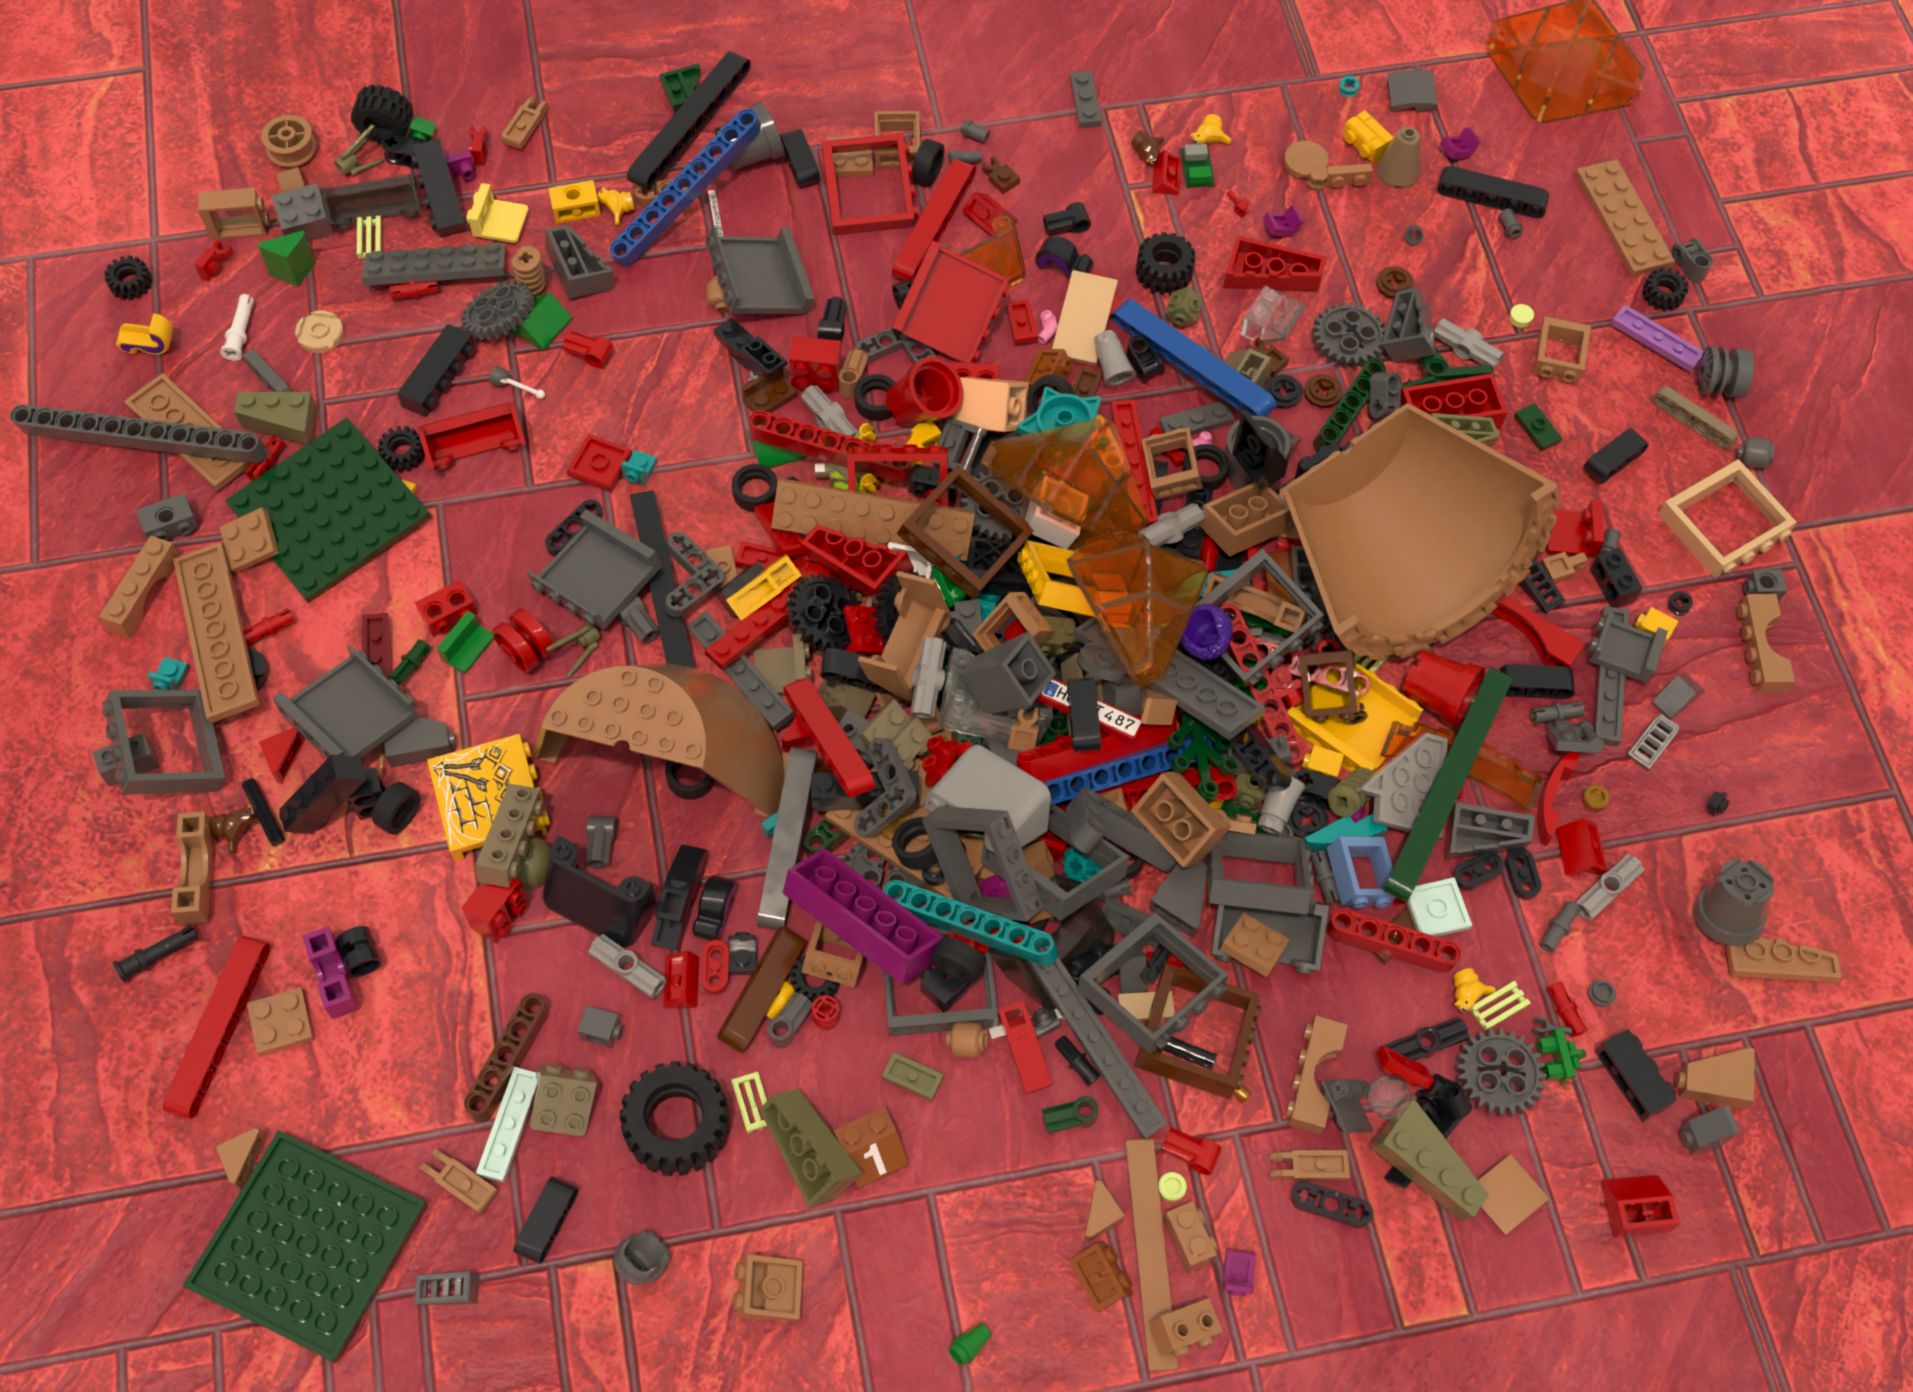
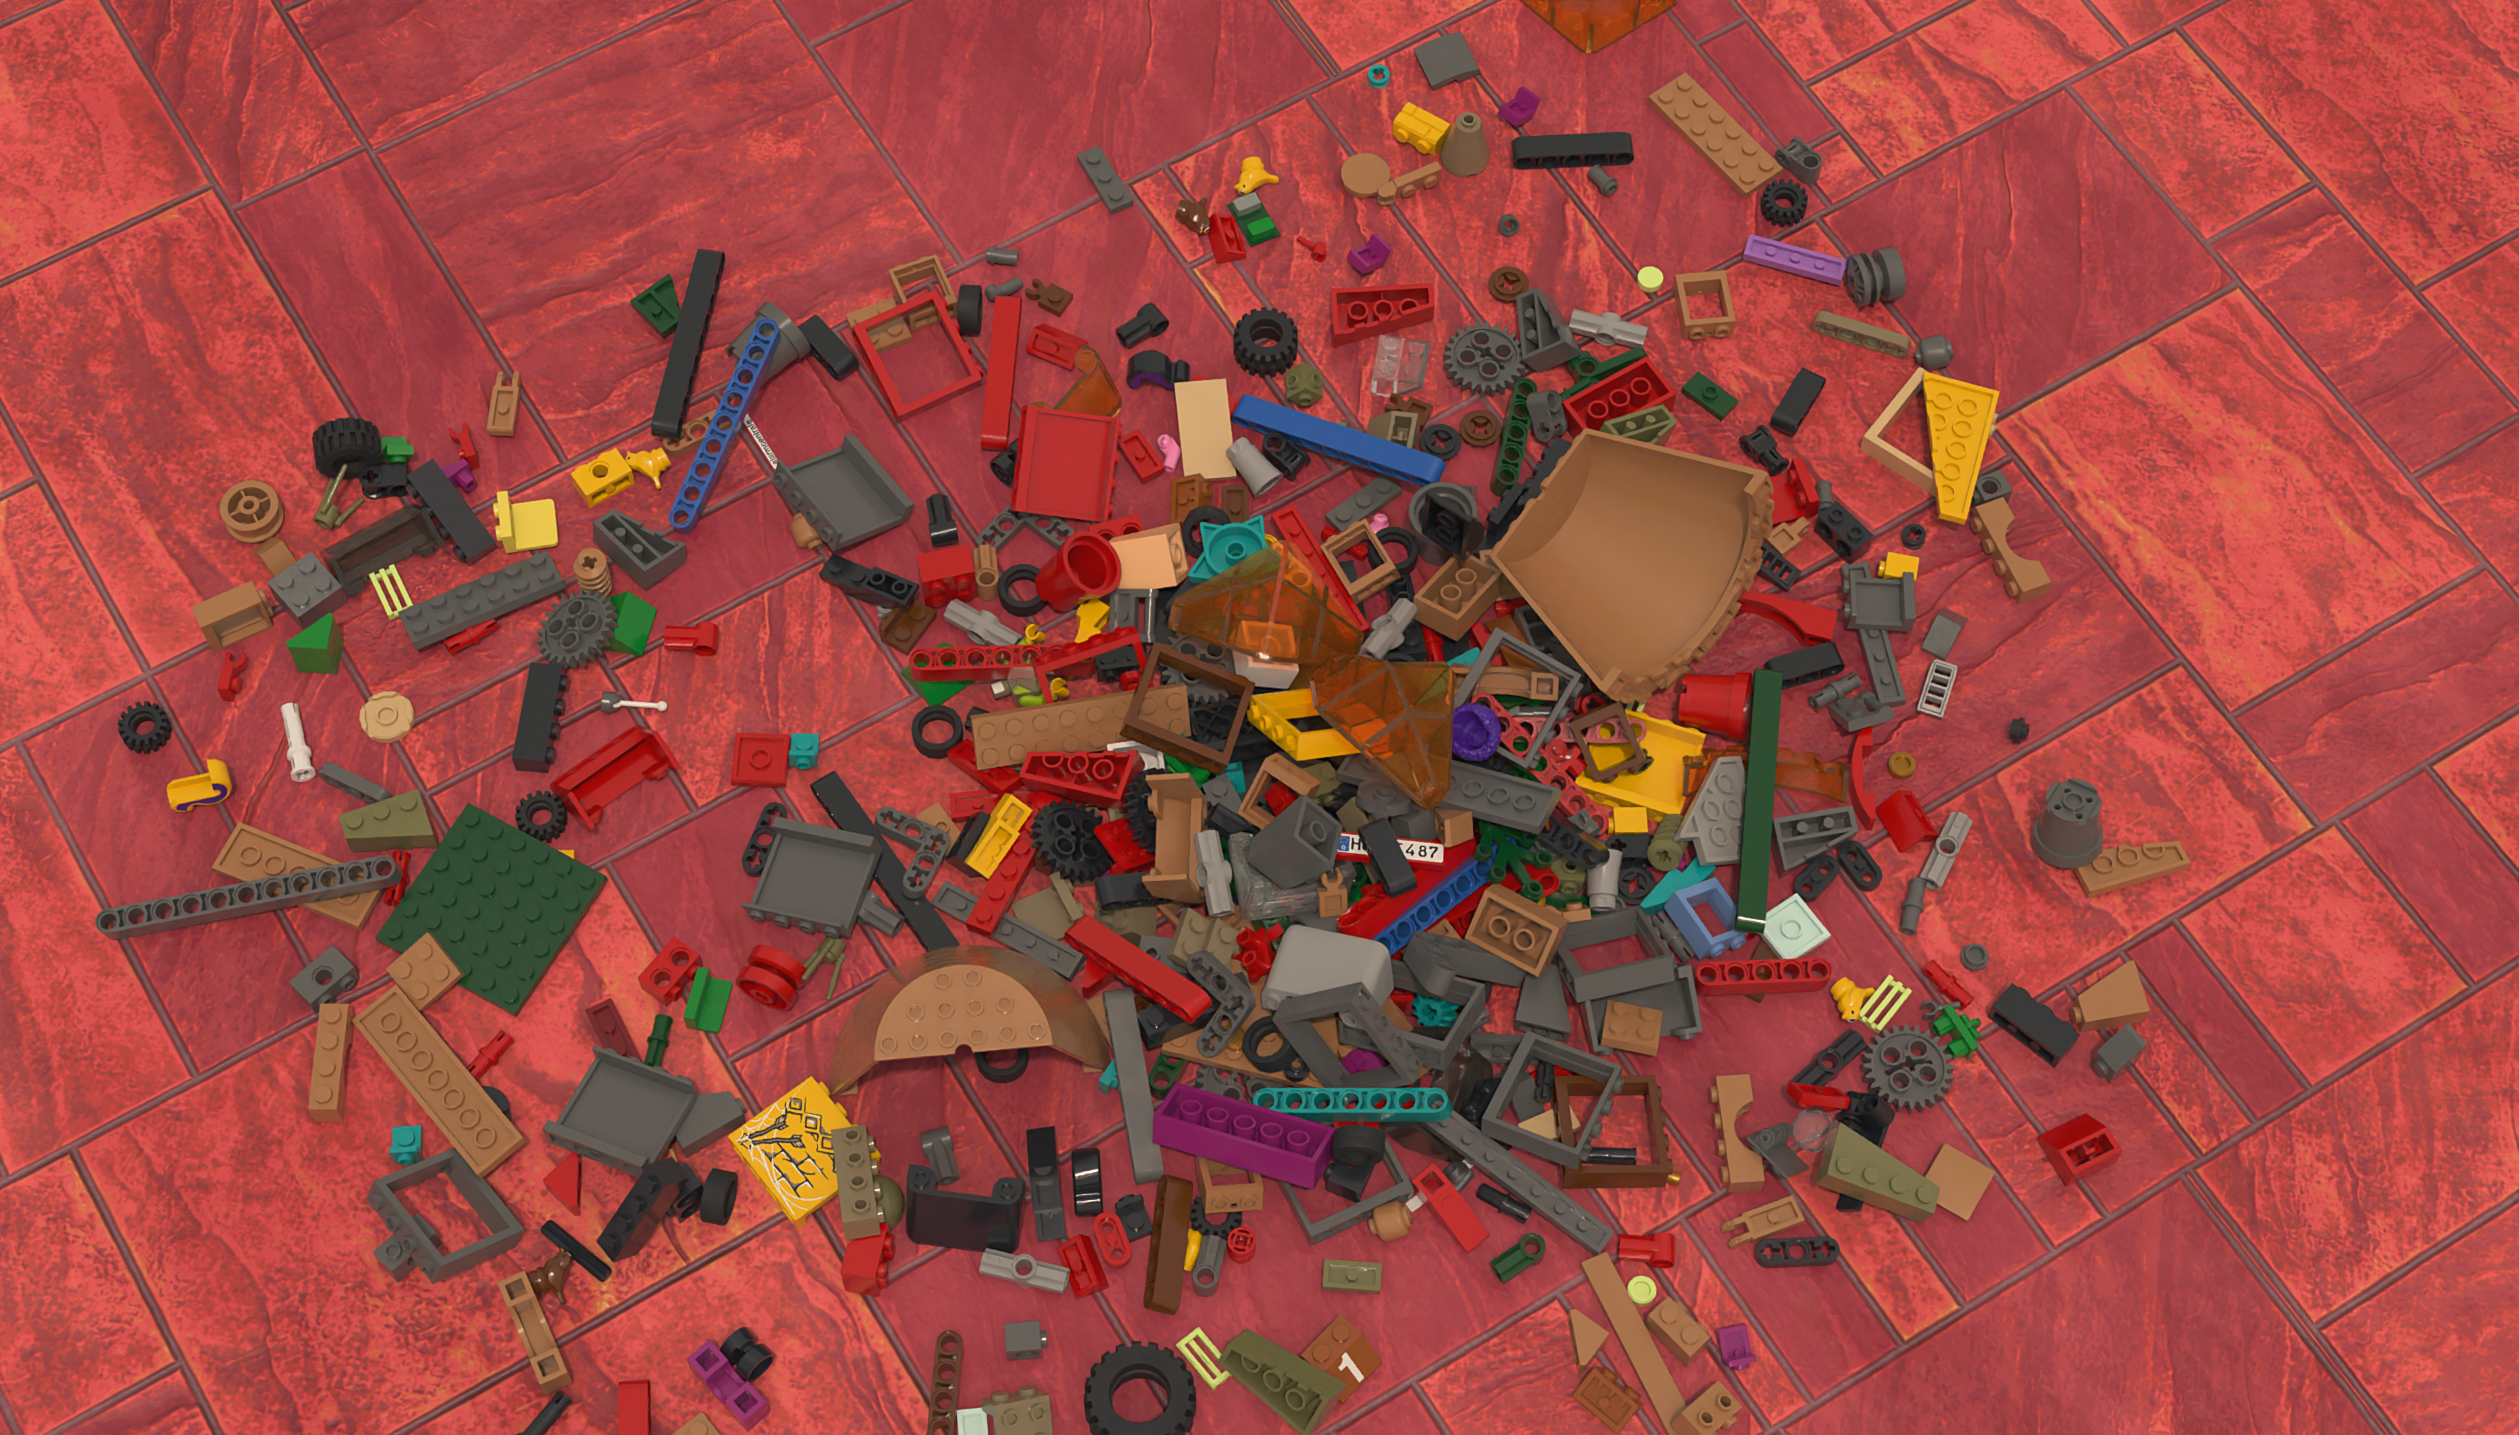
camera: 20 degrees left, 0 degrees up
(1570, 485) = (1762, 447): none -> black connector
(1753, 525) = (1958, 432): none -> yellow wing

